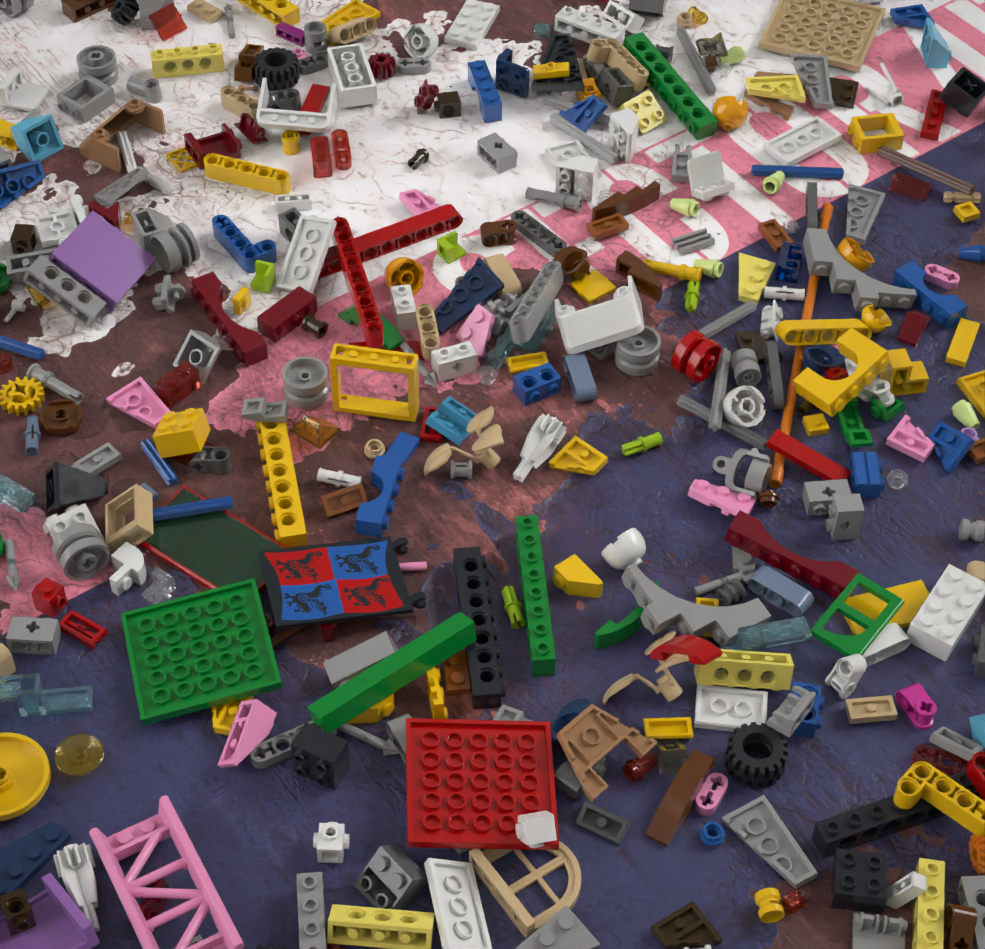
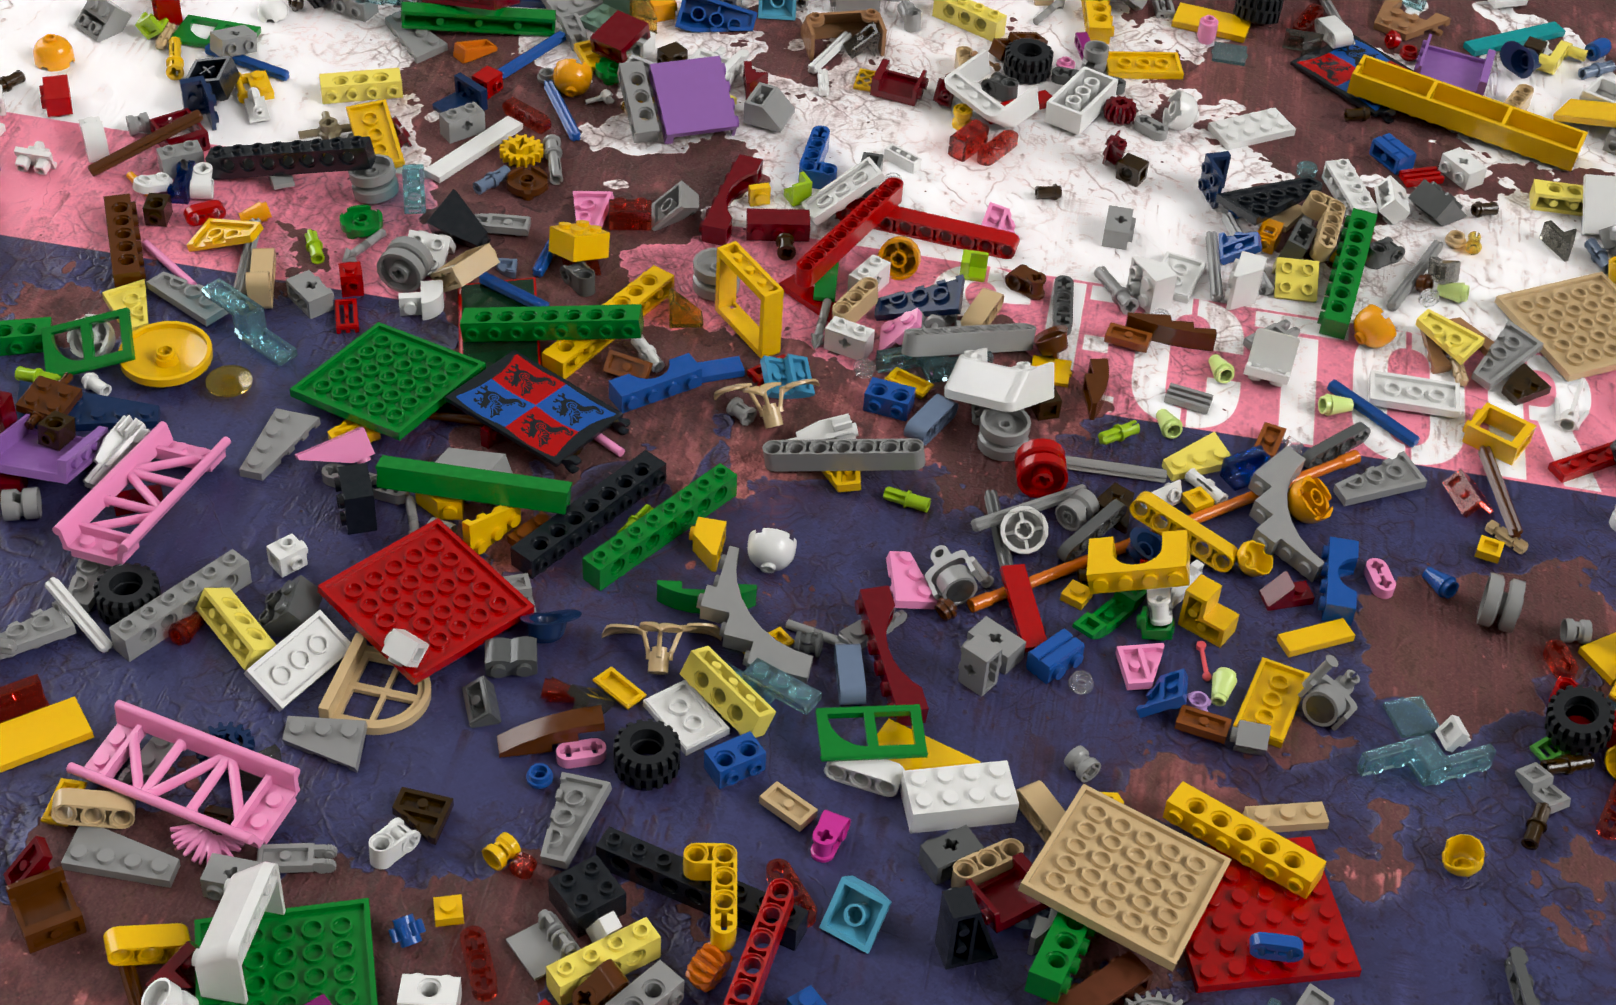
camera: 45 degrees right, 5 degrees down
(121, 186) = (789, 66): light grey wing -> none
(146, 129) = (866, 38): none -> clear smoke slope
(161, 589) = (427, 329): clear panel -> none
(168, 295) = (714, 156): light grey hips -> none
(175, 247) = (759, 126): light grey wheel -> none
(180, 765) = (276, 441): none -> light grey wing
(247, 174) = (895, 117): yellow beam -> none
(259, 410) = (653, 268): light grey slope -> none
(260, 509) = (552, 323): none -> green brick
(352, 30) = (1141, 74): tan beam -> none
(373, 448) = (702, 352): tan plate -> none
(489, 99) = (1168, 185): blue arch -> none
(551, 70) = (1248, 193): yellow plate -> none
(567, 454) = (844, 455): none -> light grey beam
(591, 738) = (536, 634): medium nougat wing -> none
(681, 271) = (1138, 410): yellow pin -> none
(698, 649) = (676, 626): red slope -> none
(792, 305) = (1197, 499): none -> yellow plate
(792, 711) = (706, 745): light grey hinge -> none
(802, 108) = (1459, 372): none -> tan axle
(846, 674) = (800, 764): white piece -> none
(917, 400) = (1201, 646): none -> coral hinge
(955, 743) = (809, 882): light grey tile -> none

